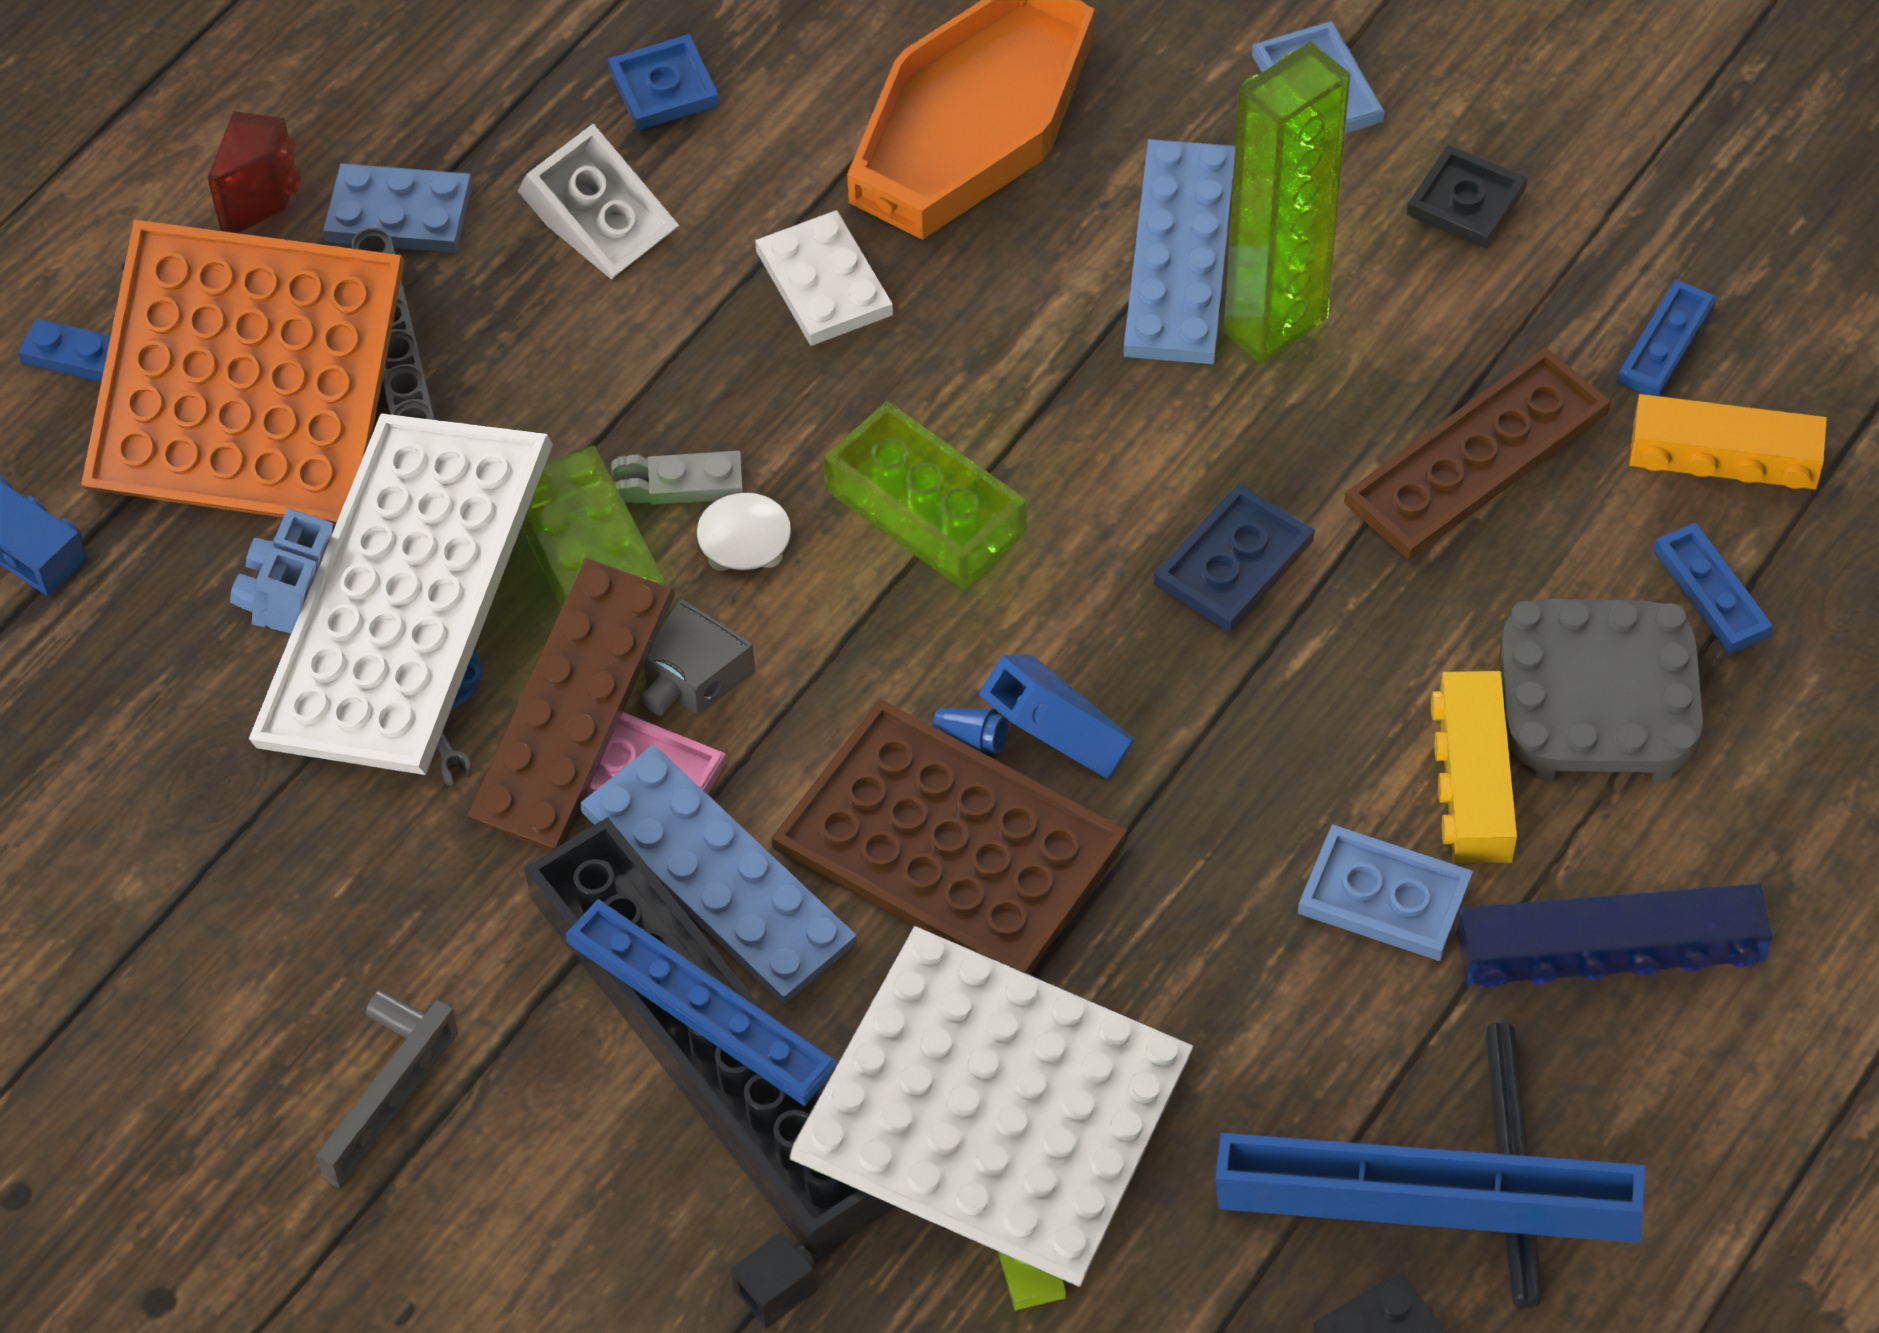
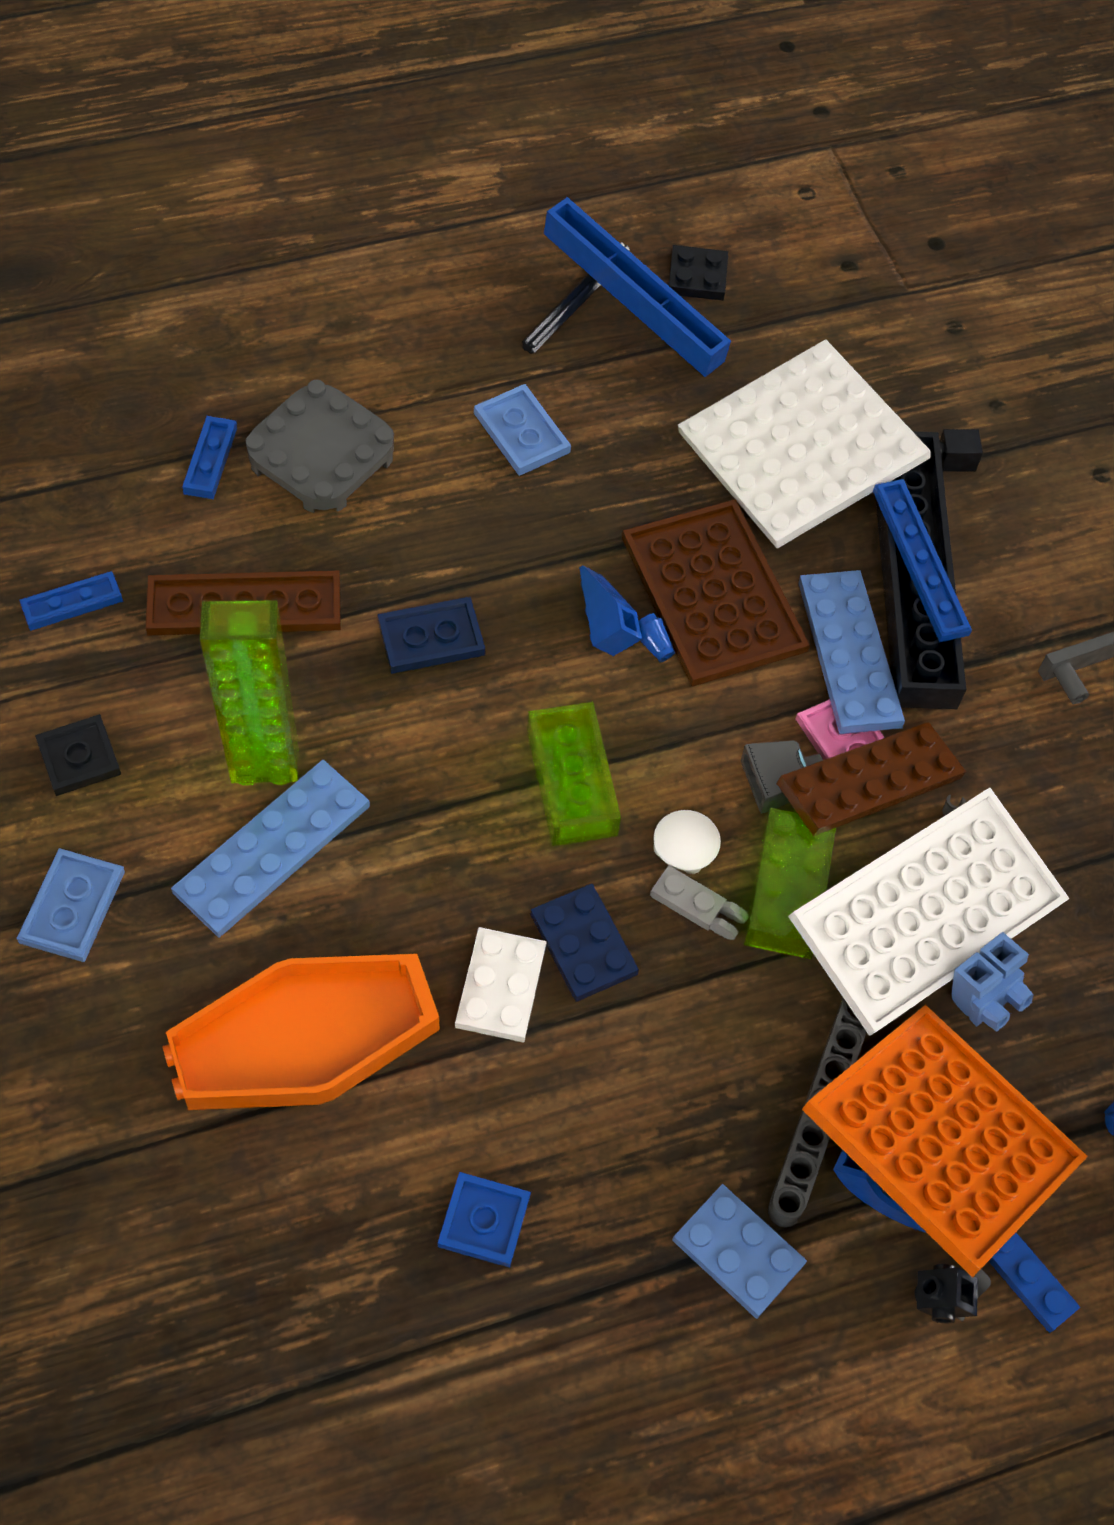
camera: 150 degrees left, 5 degrees up
(252, 171) = (834, 1330): clear red slope -> none
(597, 203) = (608, 1142): white slope -> none
(772, 367) = (584, 942): none -> dark blue plate
(1476, 767) = (420, 451): yellow brick -> none
(1614, 935) = (437, 343): clear blue brick -> none
(1728, 442) = (115, 516): light orange brick -> none

